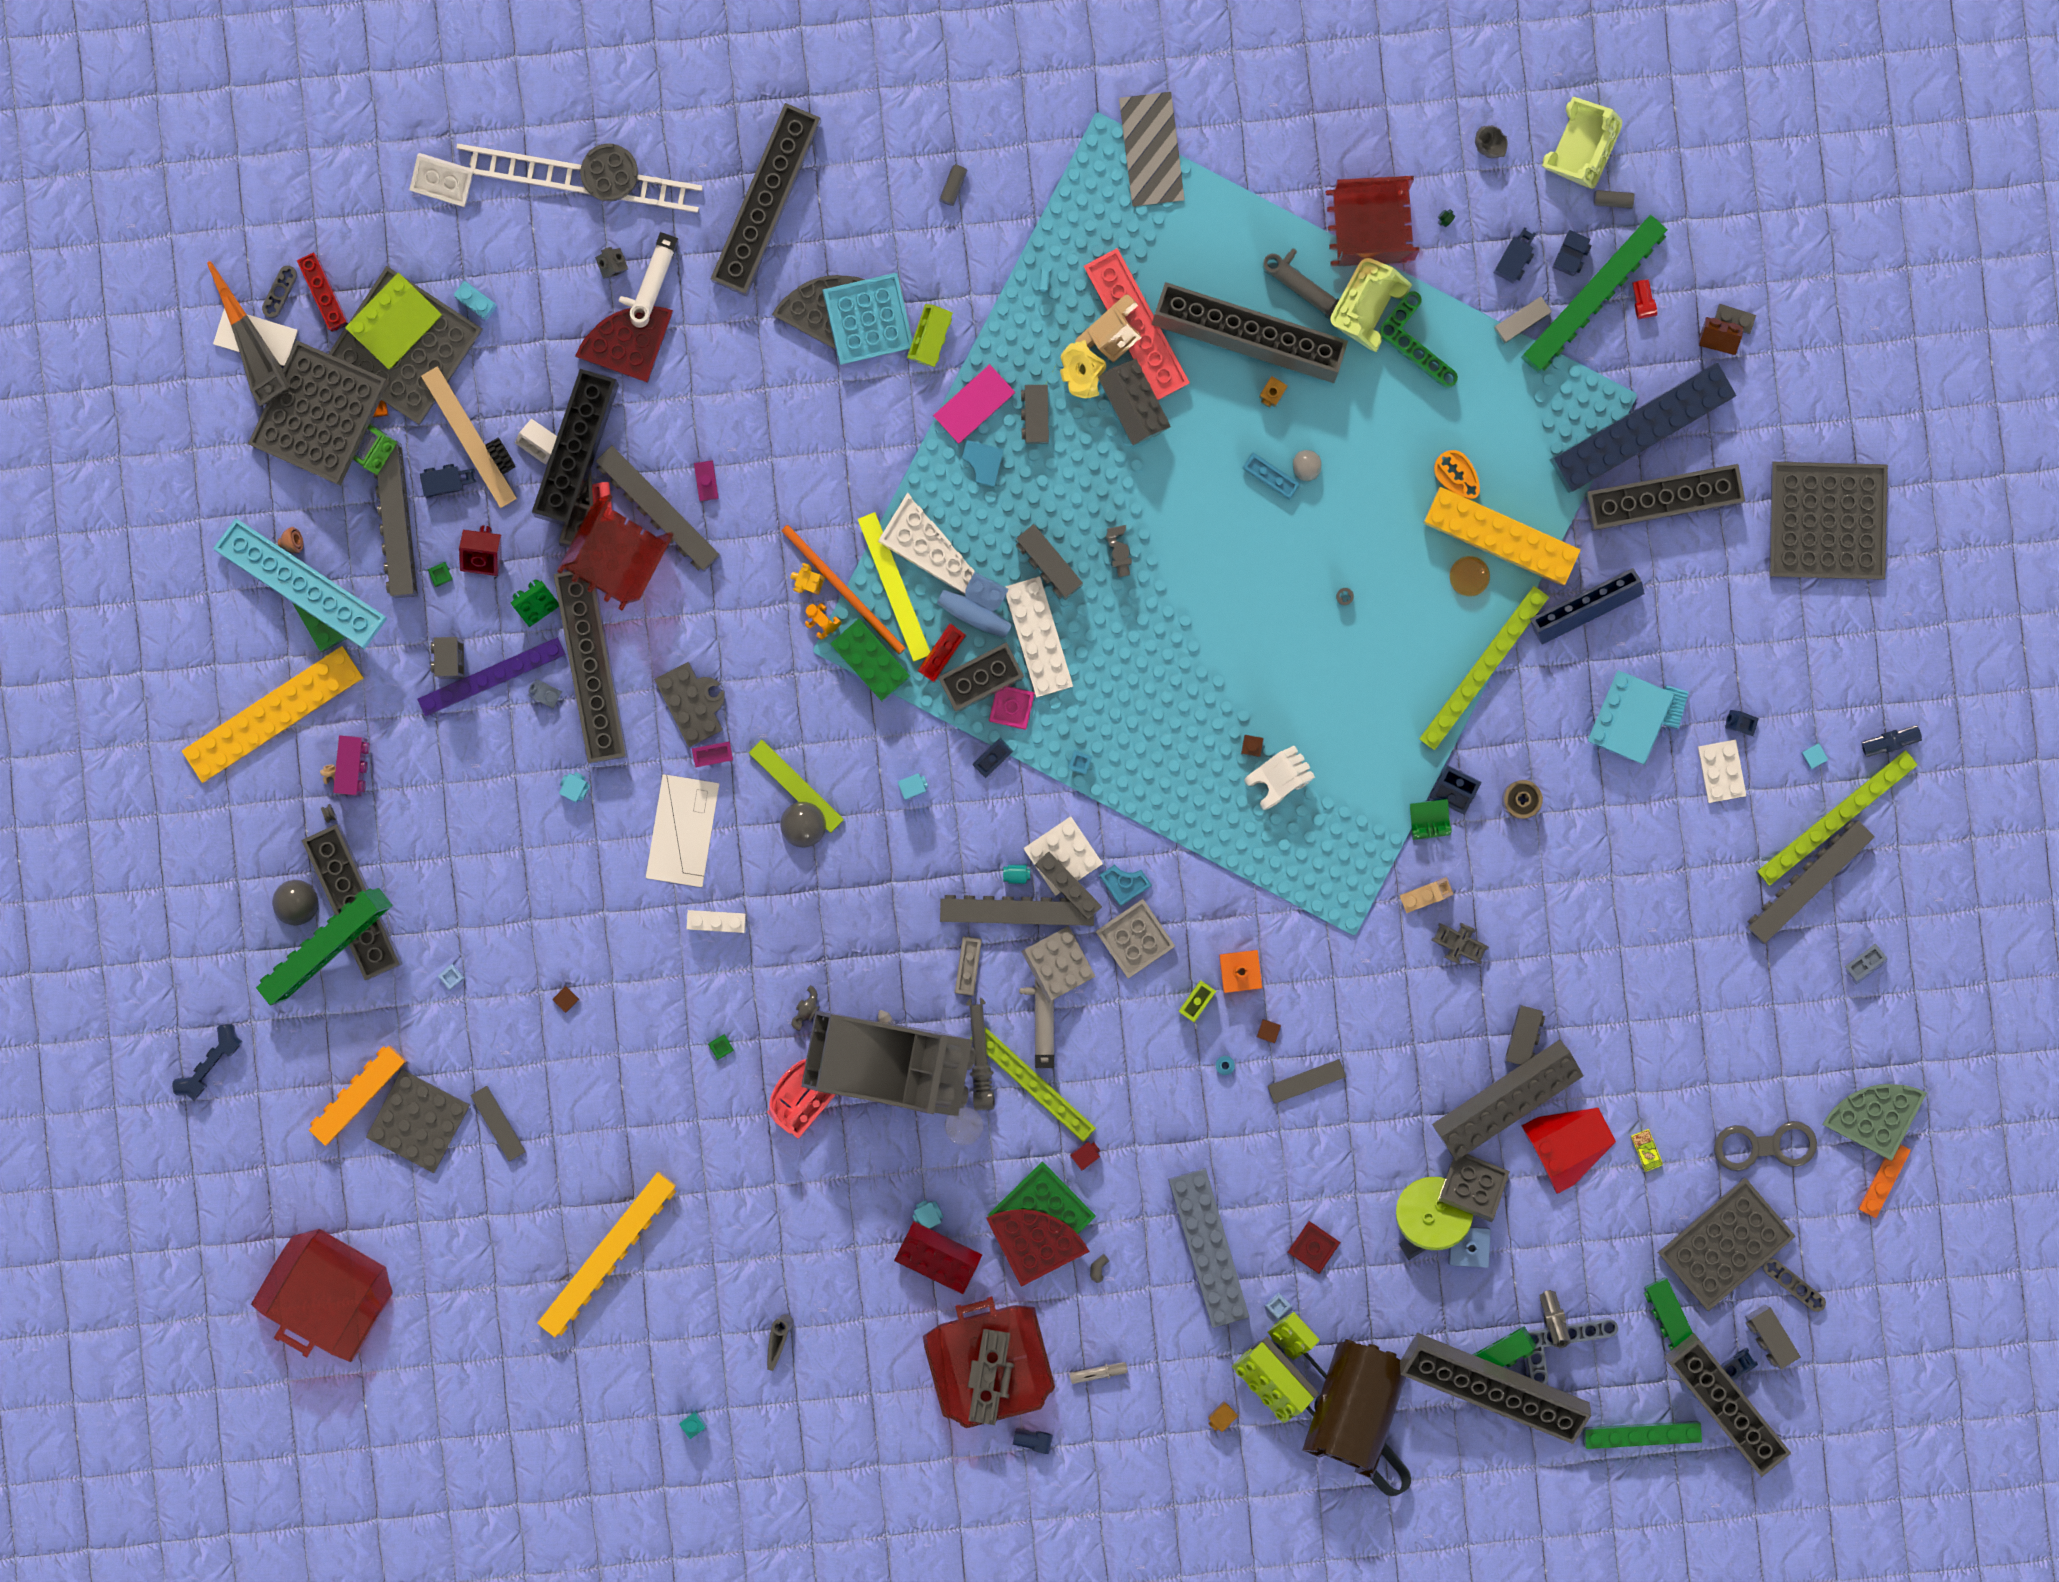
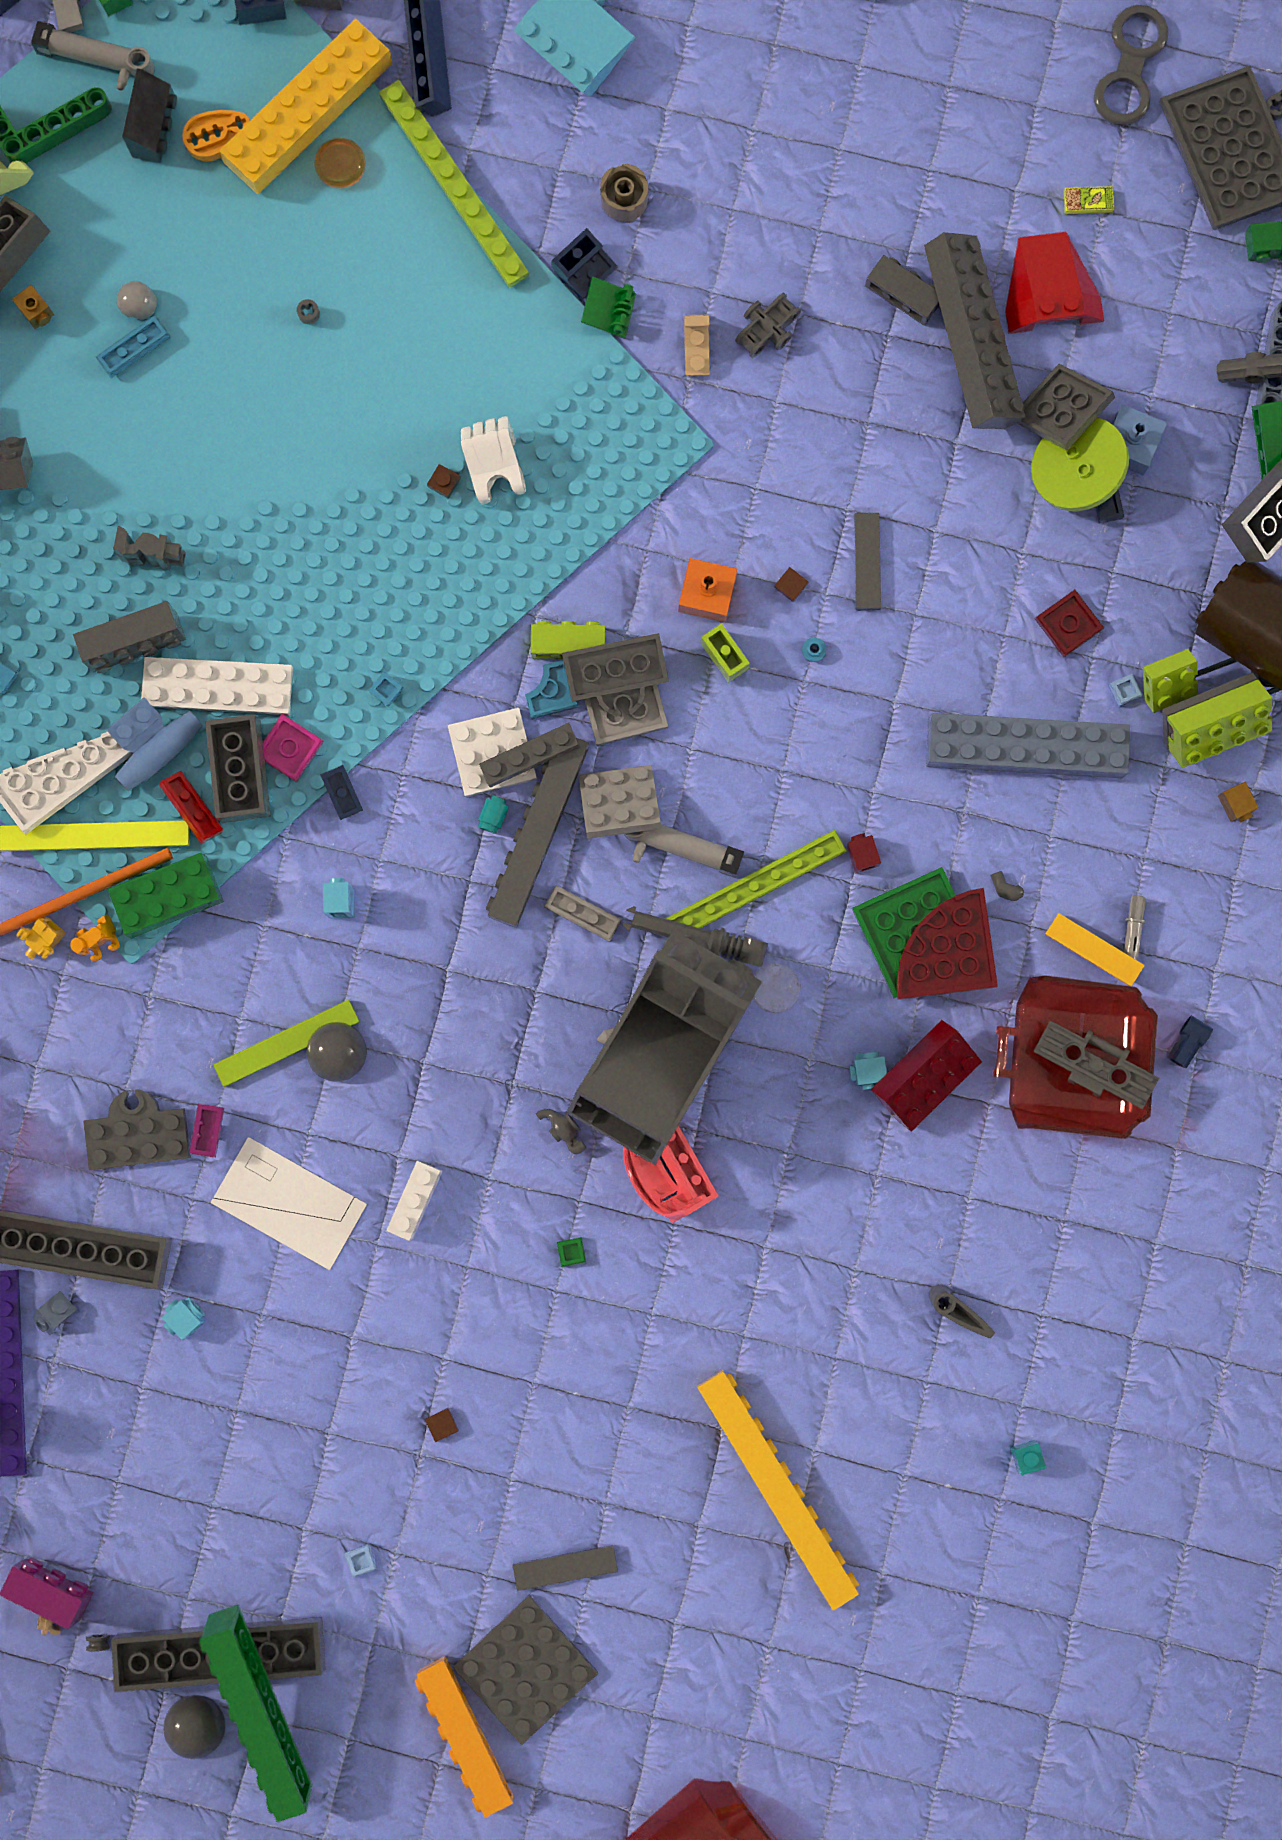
camera: 65 degrees left, 5 degrees down
(1074, 1348) = (1094, 950): none -> yellow tile
(1152, 926) = (616, 671): none -> dark grey plate
(1165, 881) = (552, 640): none -> lime brick
(1449, 423) = (149, 117): none -> black slope
(1487, 360) = (50, 42): none -> light grey piece

